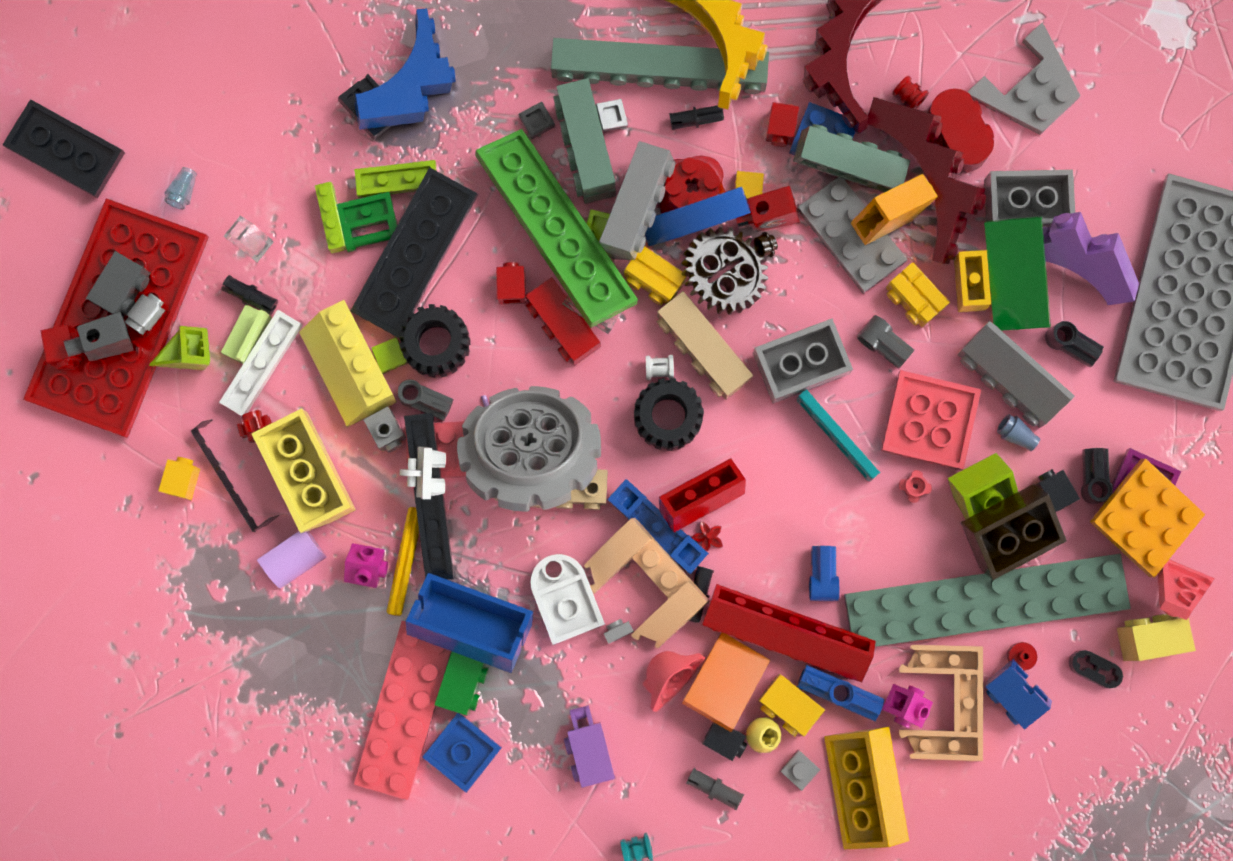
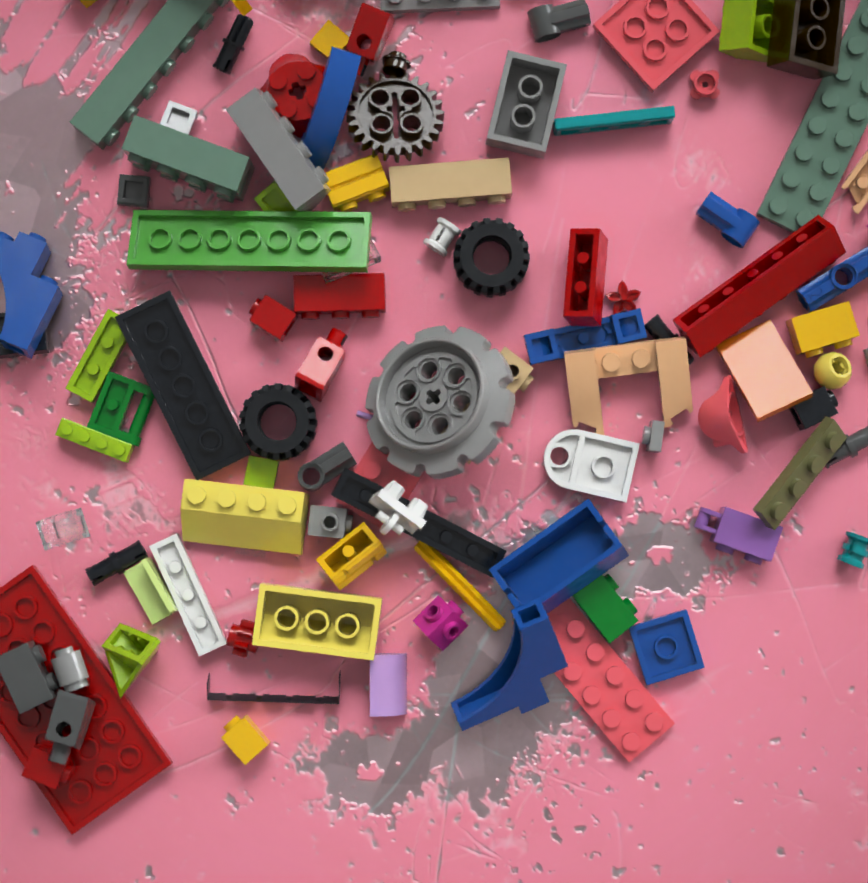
camera: 60 degrees left, 5 degrees up
(365, 652) = (516, 680): none -> blue arch
(369, 463) = (351, 556): none -> yellow brick
(488, 344) = (317, 375): none -> torso
(664, 762) = (800, 473): none -> olive plate

